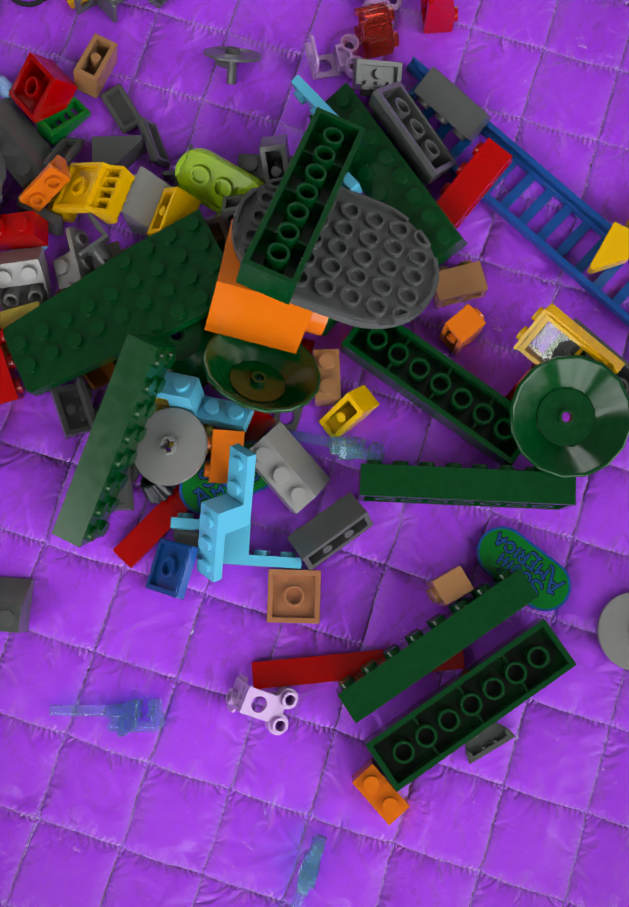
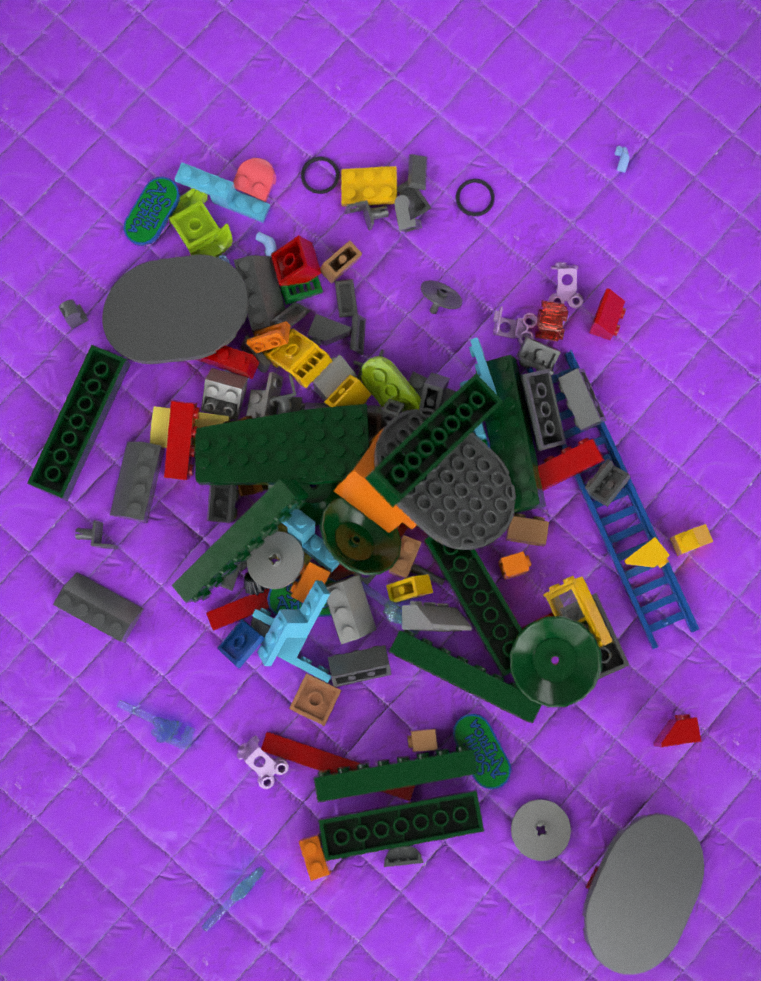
camera: 25 degrees right, 0 degrees up
(373, 388) = (421, 571): none -> flat silver pin
(394, 432) = (432, 617): none -> light grey slope
(526, 188) = (606, 483): none -> dark grey bracket

